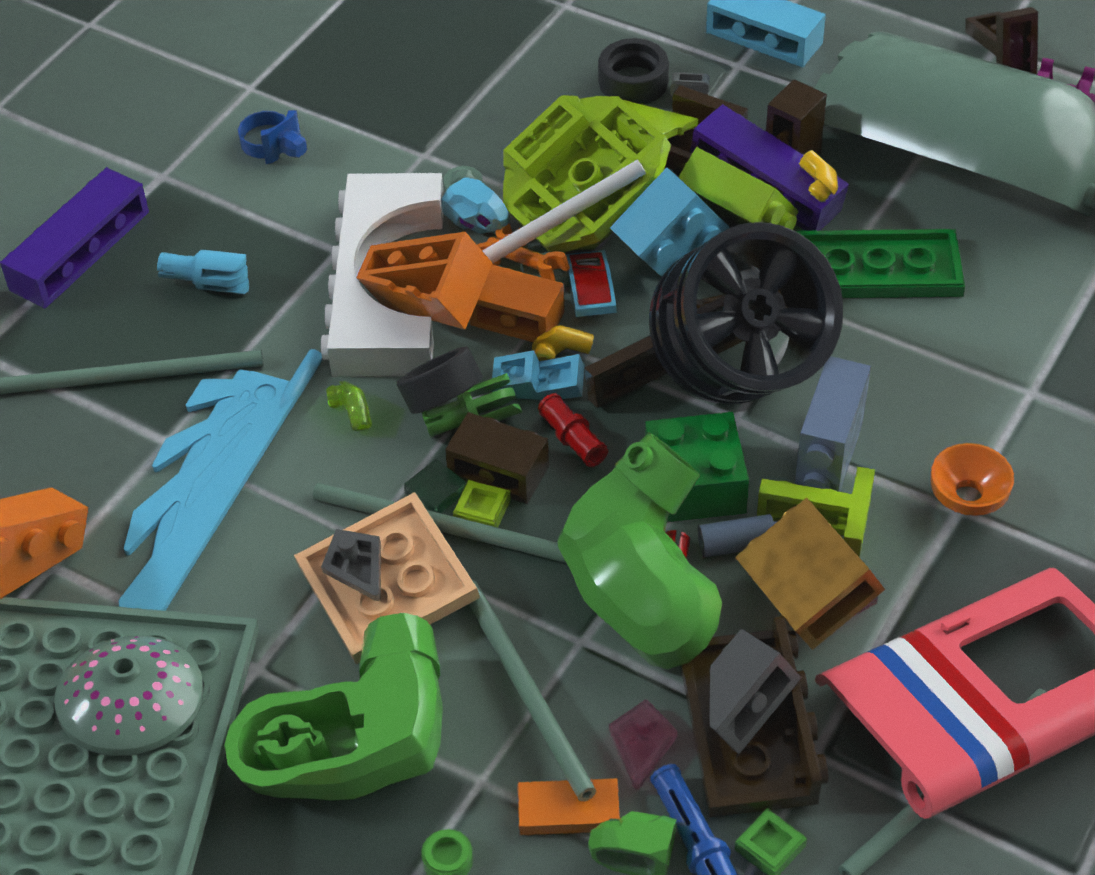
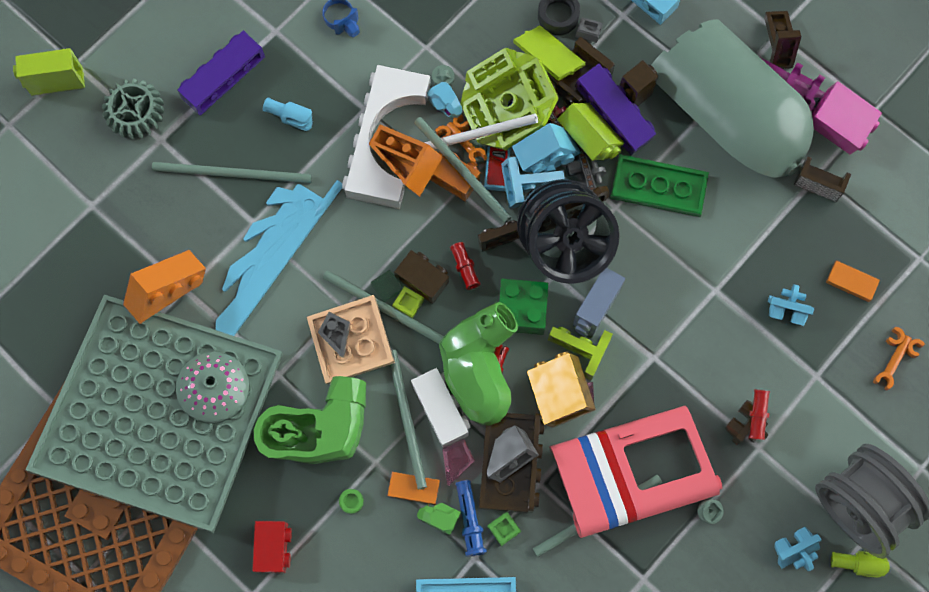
camera: 10 degrees right, 25 degrees up
(354, 401) = (354, 221): clear neon green arm -> none
(439, 380) = (400, 224): black tyre -> none
(452, 414) = (414, 239): bright green arm -> none
(537, 378) = (455, 225): medium azure slope -> none
(551, 292) = (462, 169): none -> sand green piece
(559, 338) = (471, 203): yellow arm -> none
(586, 654) = (440, 407): none -> white brick
(631, 285) = (517, 184): none -> medium azure bracket
(731, 535) = (535, 351): sand blue cylinder -> none
(823, 173) = (642, 130): yellow arm -> none
(976, 468) = (668, 336): orange piece -> none

